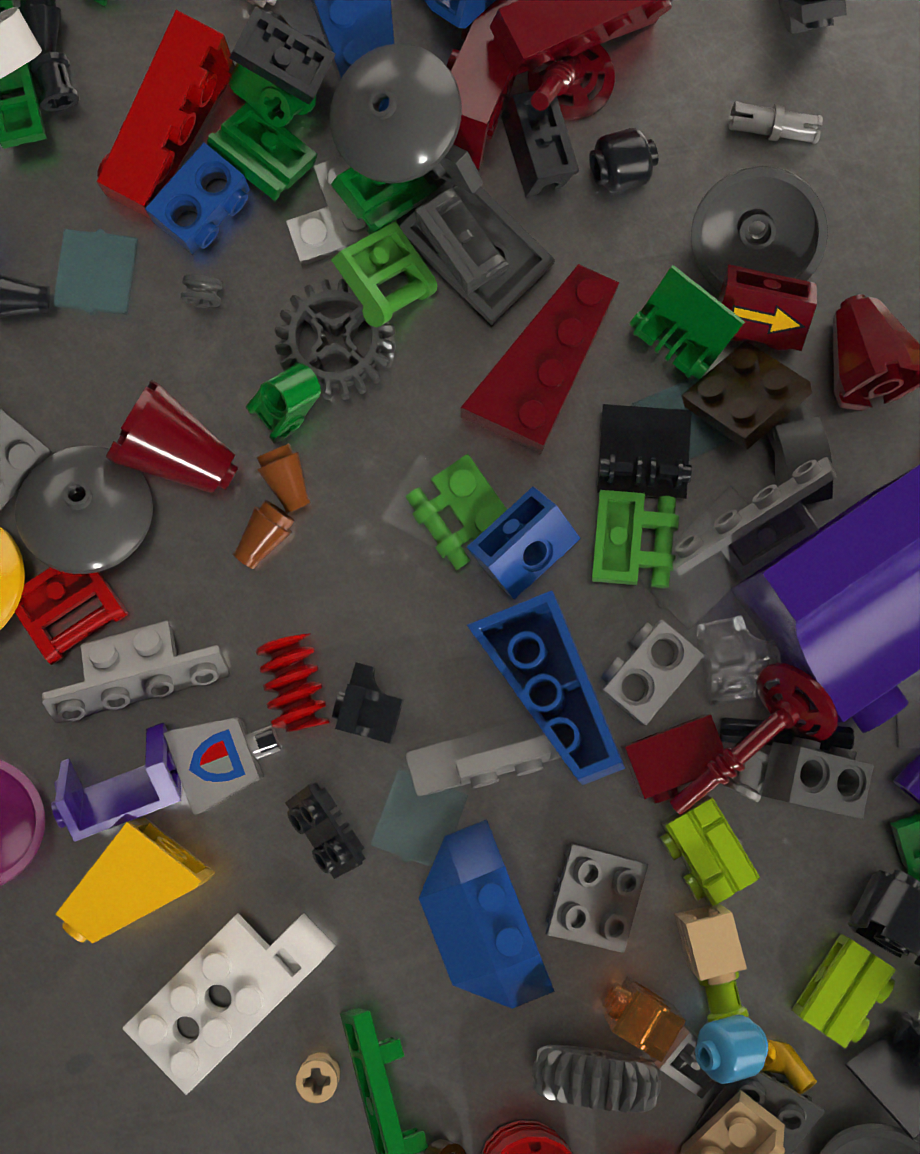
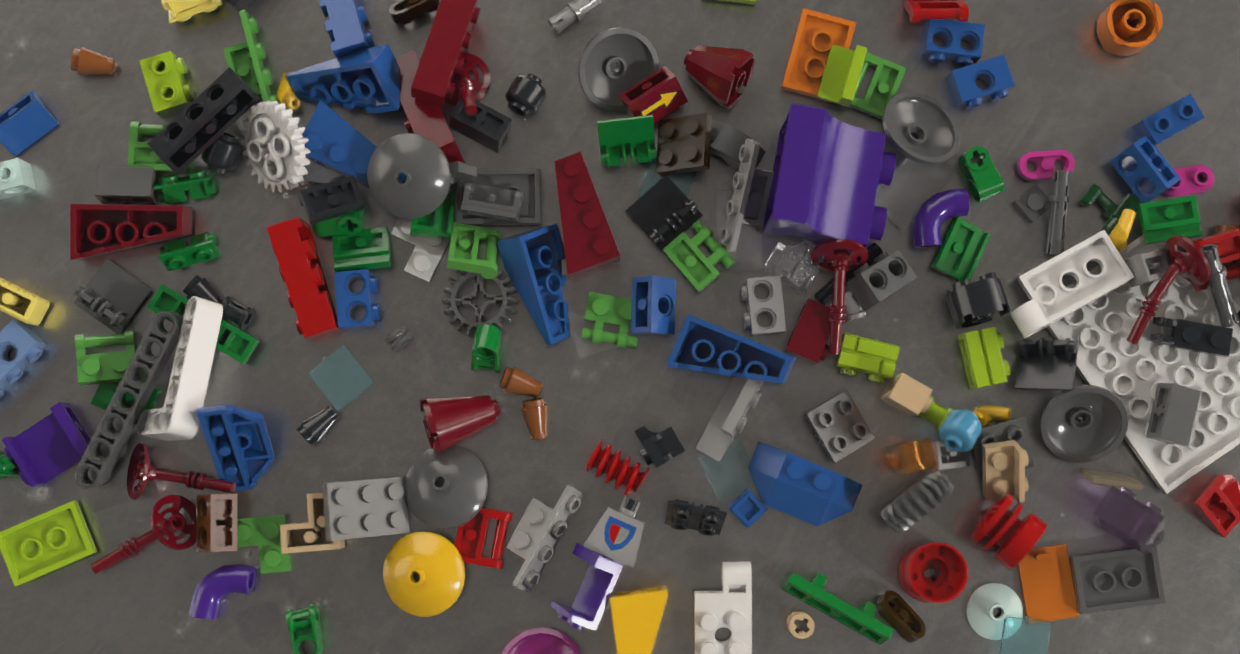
camera: 45 degrees left, 0 degrees up
(395, 882) = (747, 508): none -> blue tile
(430, 372) = (535, 269): none -> blue wedge

